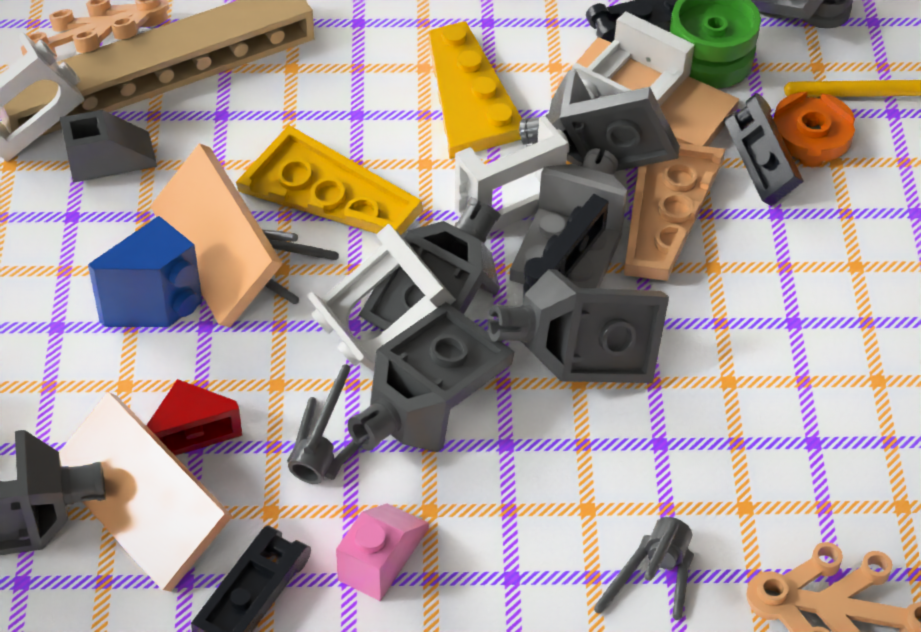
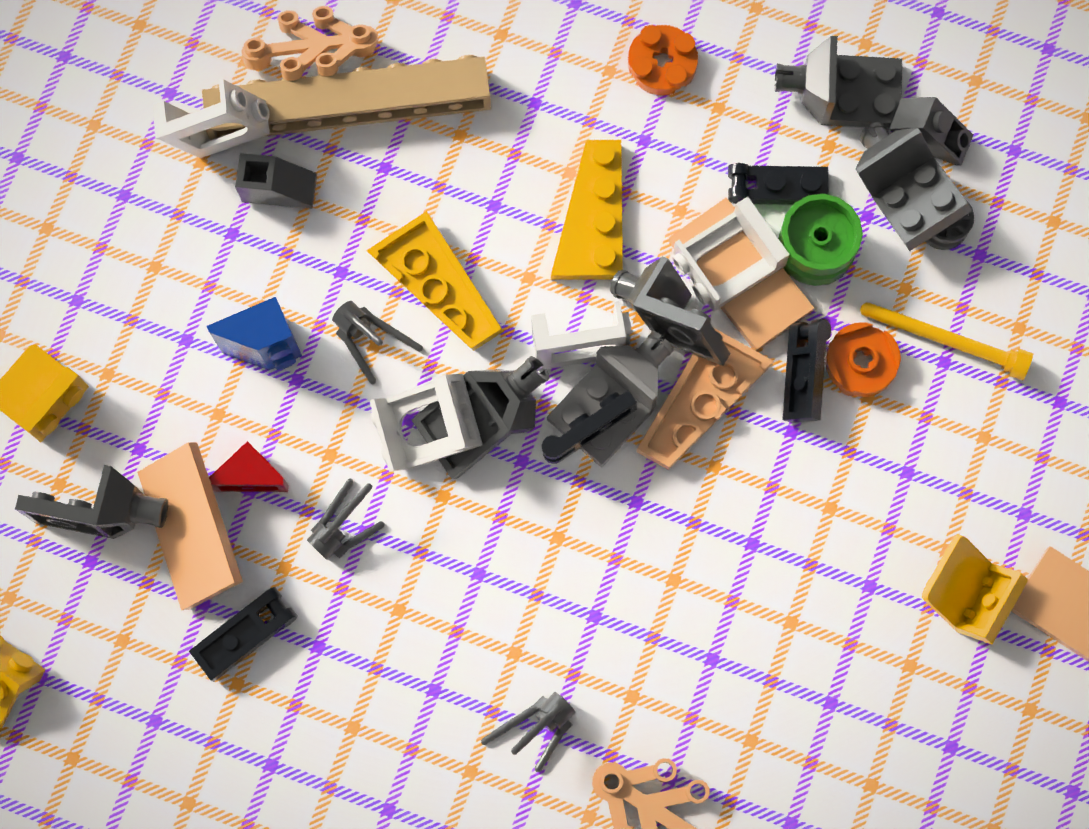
camera: 25 degrees right, 25 degrees up
(229, 244) = (326, 307): light nougat tile -> none
(378, 548) = (348, 633): bright pink slope -> none
(424, 377) = (434, 508): dark grey plate -> none
(586, 330) = (564, 518): dark grey plate -> none

